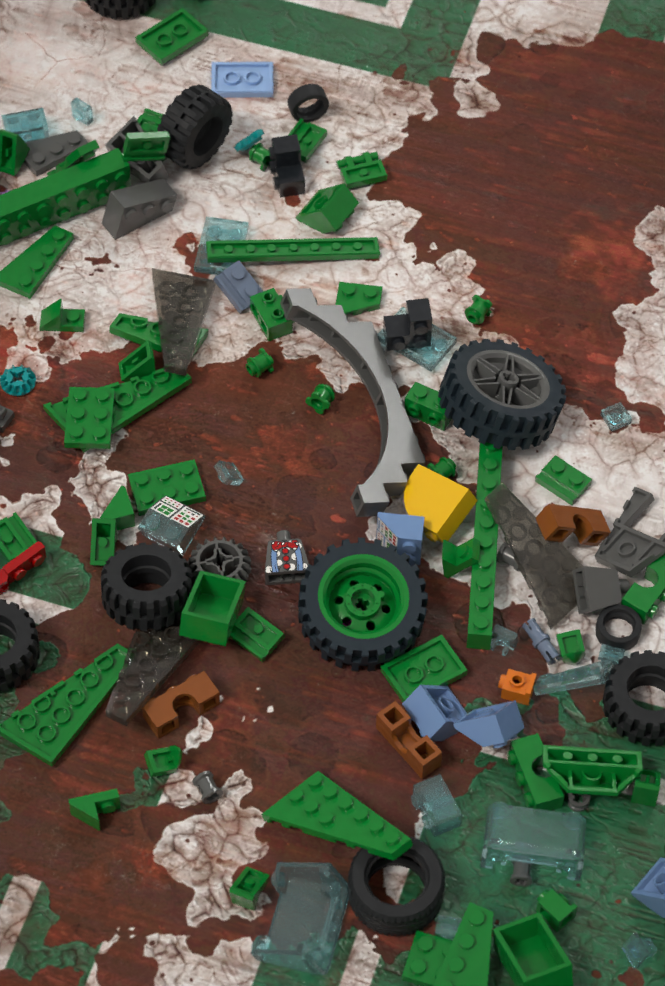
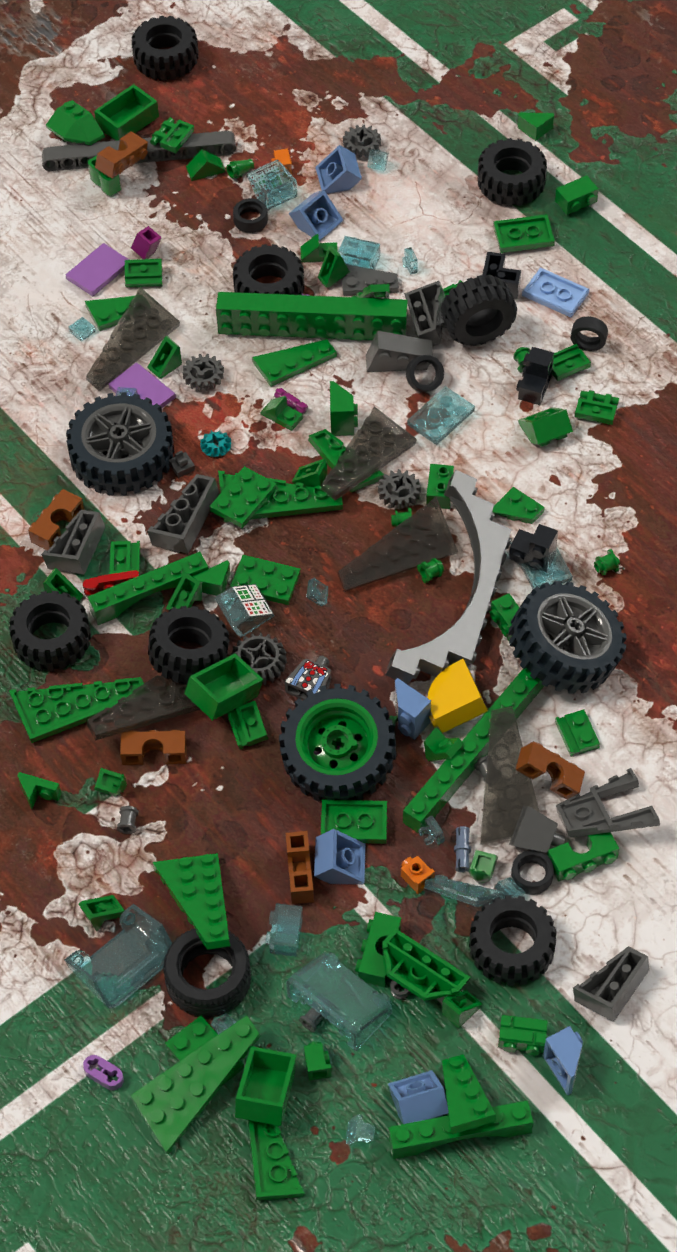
camera: 35 degrees right, 0 degrees up
(36, 581) = (113, 601): none -> green arch
(45, 468) = (185, 518): none -> dark grey wedge
(68, 302) = (292, 401): none -> magenta axle
(125, 286) = (342, 411): none -> green slope
(145, 146) = (425, 307): green plate -> none
(166, 217) = (439, 375): none -> black tyre
(173, 83) = (495, 267): none -> black brick
(237, 285) = (430, 450): sand blue plate -> none
(244, 336) = (399, 489): none -> dark grey gear
(250, 140) = (527, 341): teal gear -> none
(285, 384) = (406, 546): none -> clear smoke wing
(292, 249) = (494, 444): green tile -> none
(444, 467) = (483, 674): green brick -> none
(492, 724) = (370, 891): medium blue slope -> none
(616, 416) = (657, 704): clear light blue plate -> none

